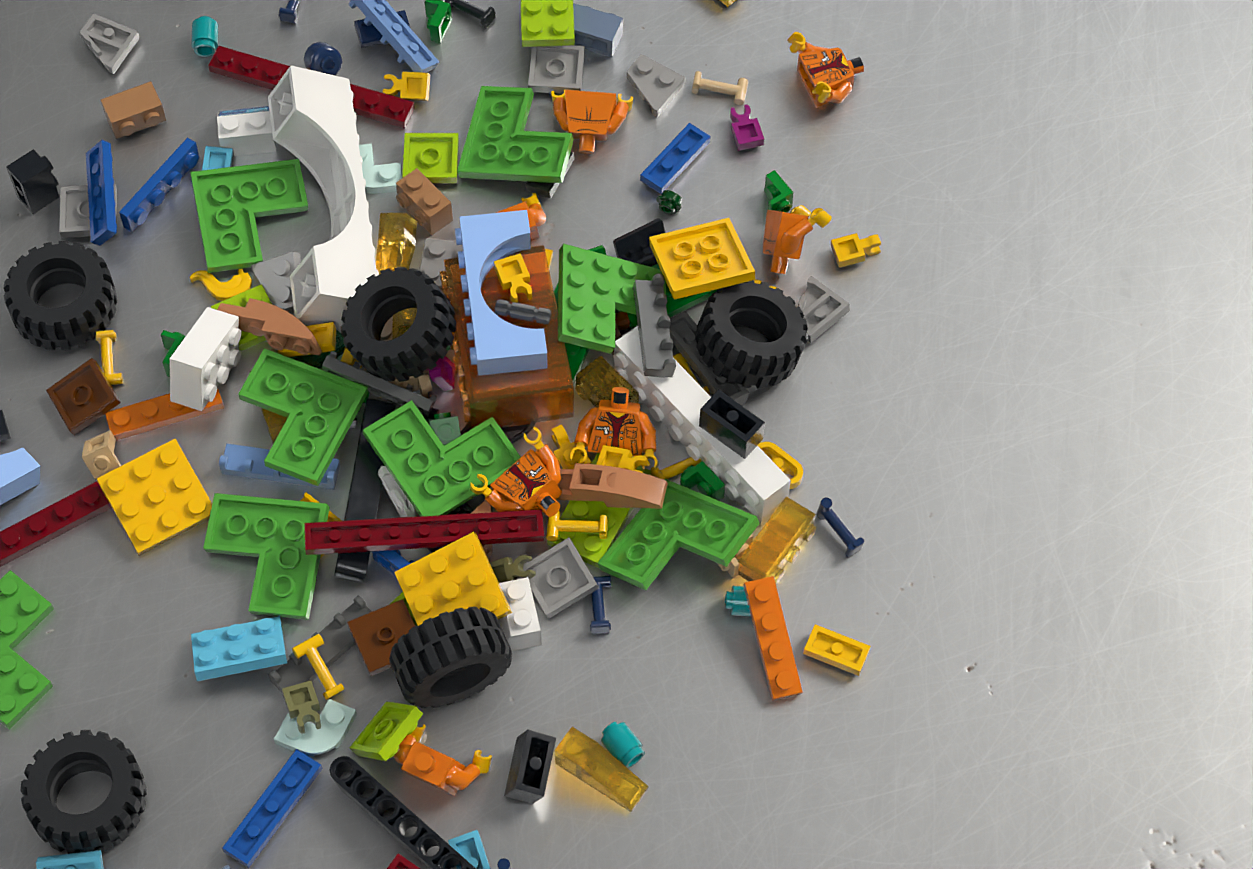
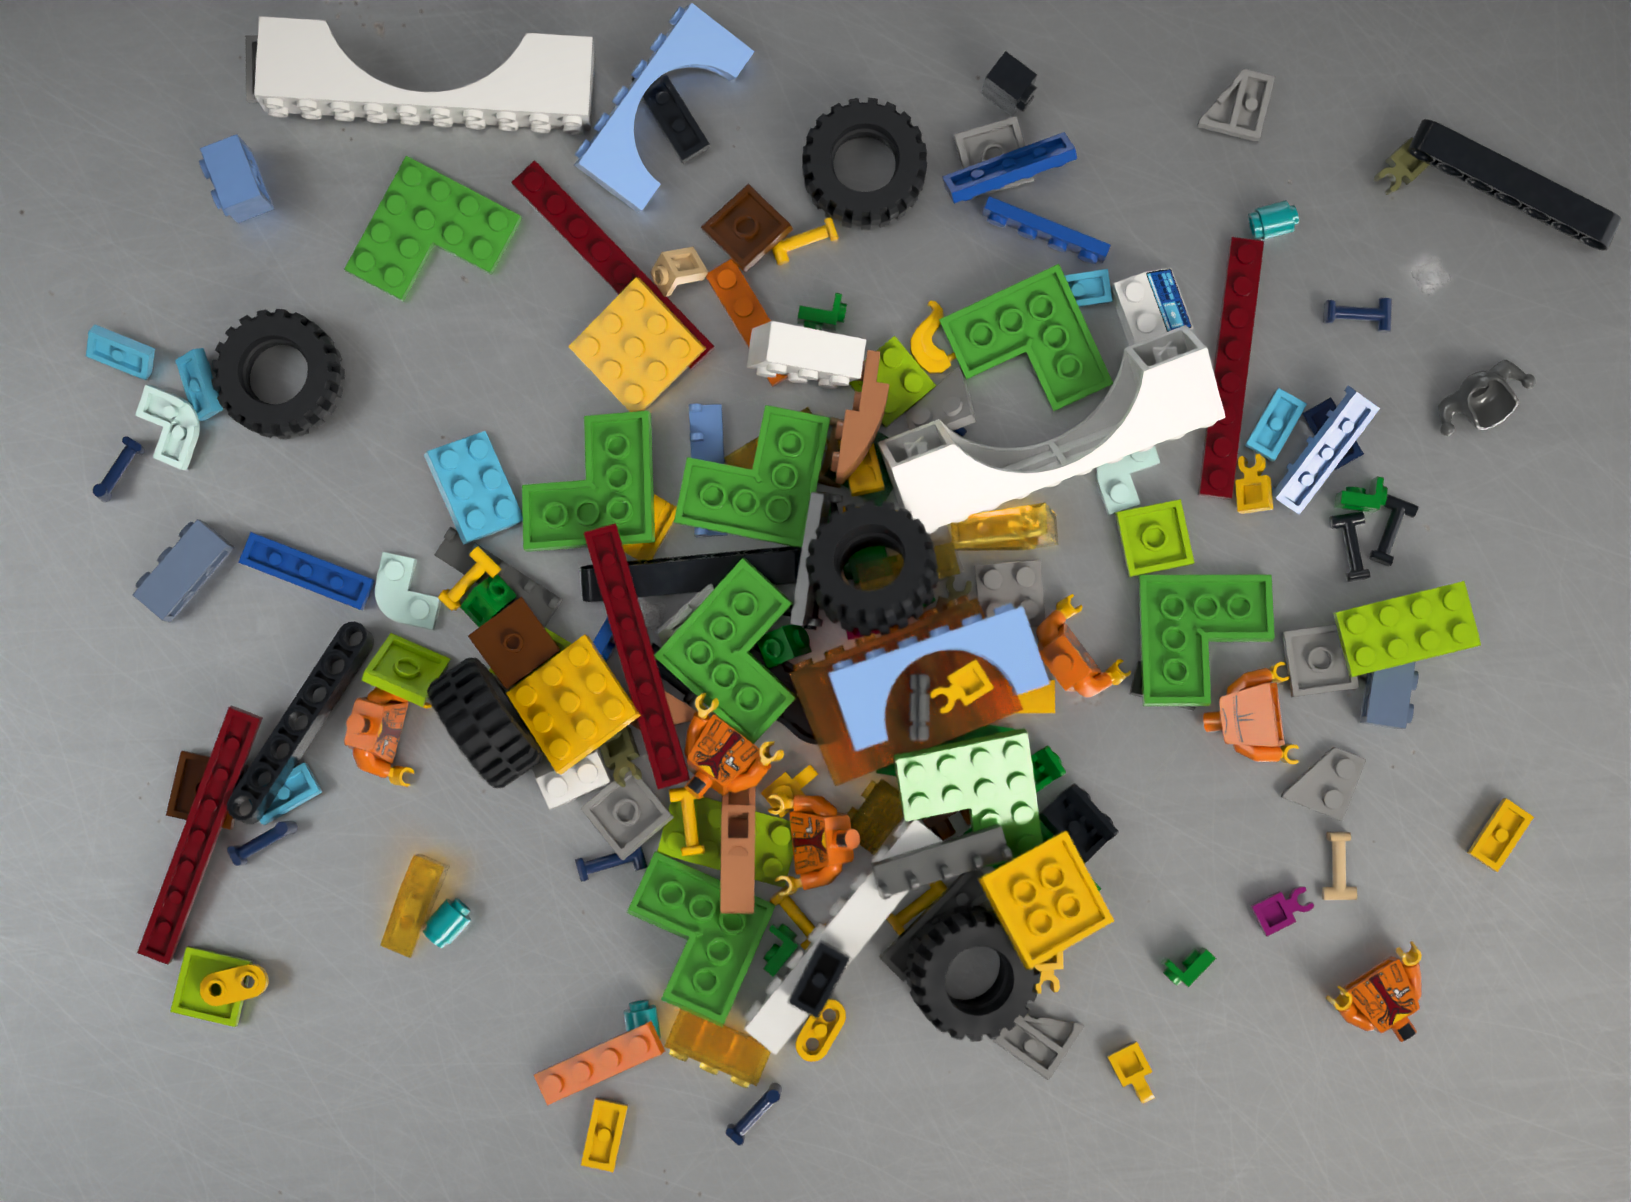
camera: 80 degrees right, 25 degrees up
(133, 110) = (1140, 169): medium nougat brick -> none
(303, 704) = (423, 571): olive plate -> none
(323, 58) = (1264, 374): dark blue head -> none
(344, 657) = (487, 600): none -> green bracket
(365, 64) = (1275, 424): none -> medium azure plate
(424, 201) = (1087, 546): medium nougat brick -> none
(455, 34) = (1348, 523): none -> black piece
(530, 766) = (397, 831): black brick -> none
(621, 458) = (772, 849): yellow plate -> none
(669, 202) = (1152, 837): dark green plate -> none
(675, 158) = (1218, 832): blue plate -> none
(786, 234) = (1126, 990): orange torso -> none

